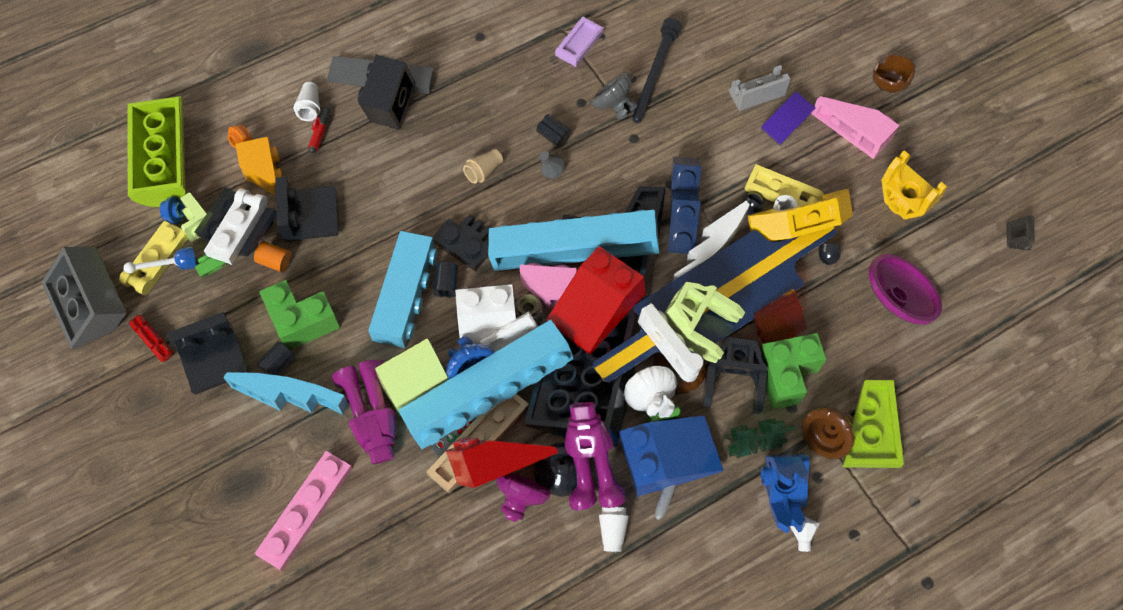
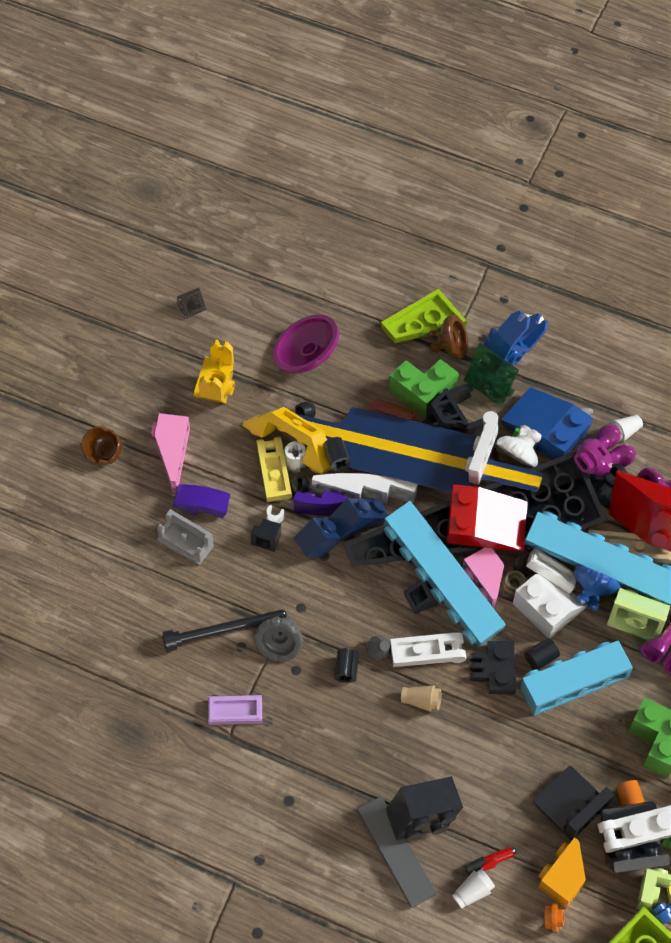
camera: 125 degrees left, 5 degrees down
(521, 195) = (427, 649): none -> white plate
(688, 308) = (435, 444): yellowish green piece -> none
(718, 205) = (312, 505): none -> dark purple slope
(719, 148) = (269, 532): none -> black piece
(757, 230) = (336, 453): none -> black piece

